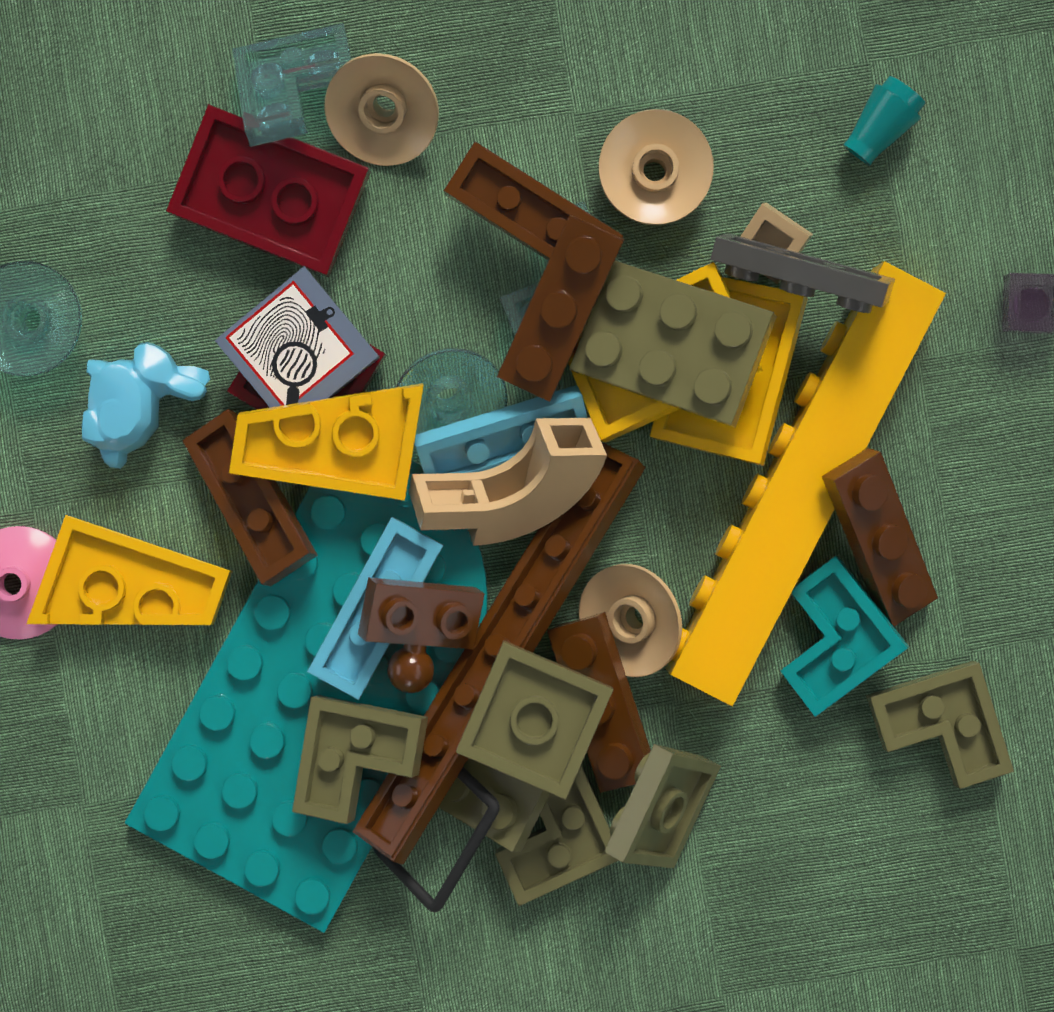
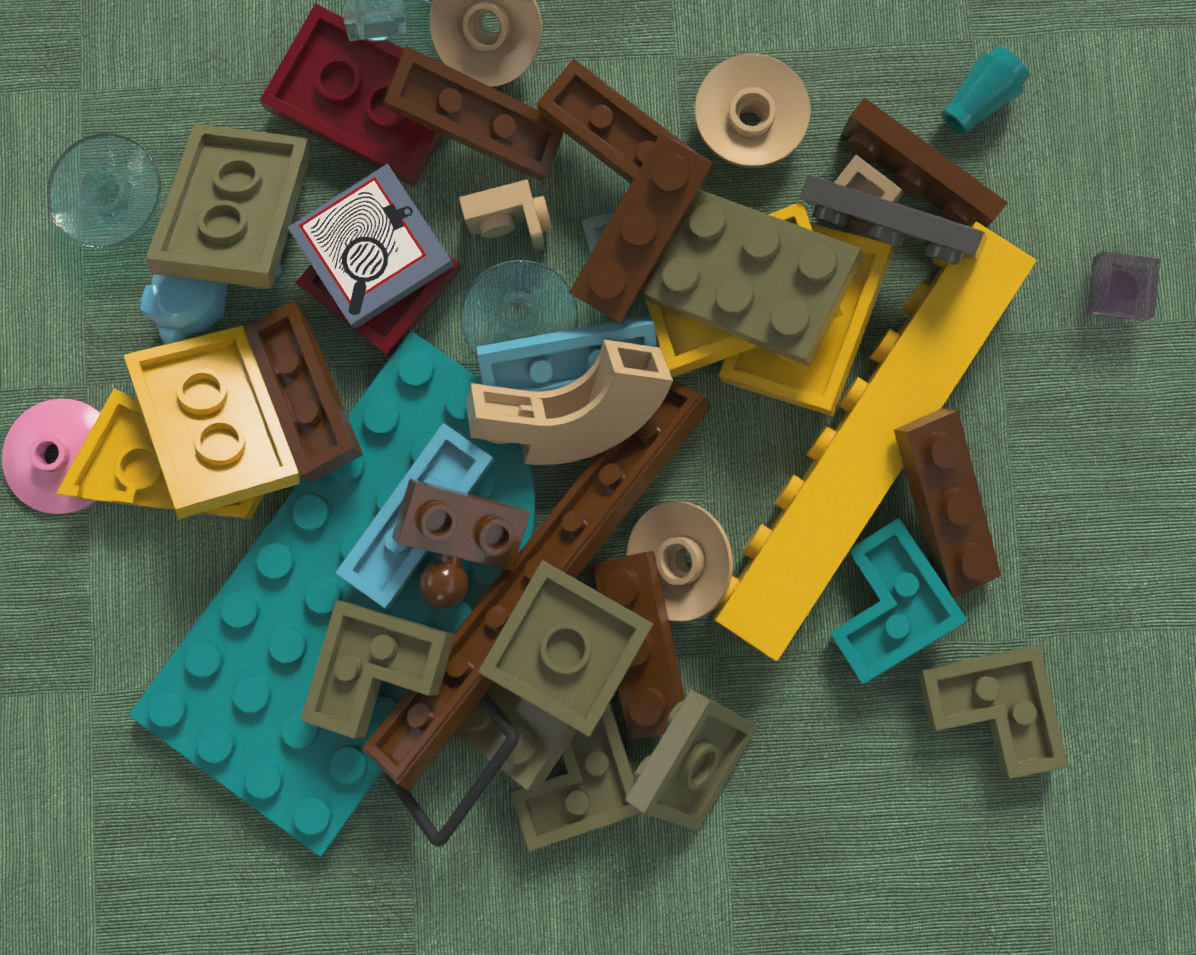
camera: 10 degrees right, 5 degrees down
(155, 323) = (230, 206): none -> olive plate
(166, 537) = (211, 421): none -> yellow plate
(333, 443) = (395, 341): yellow wing -> none
(380, 205) = (472, 114): none -> reddish brown plate
(415, 297) = (500, 208): none -> tan bracket
(827, 209) = (919, 167): none -> reddish brown plate

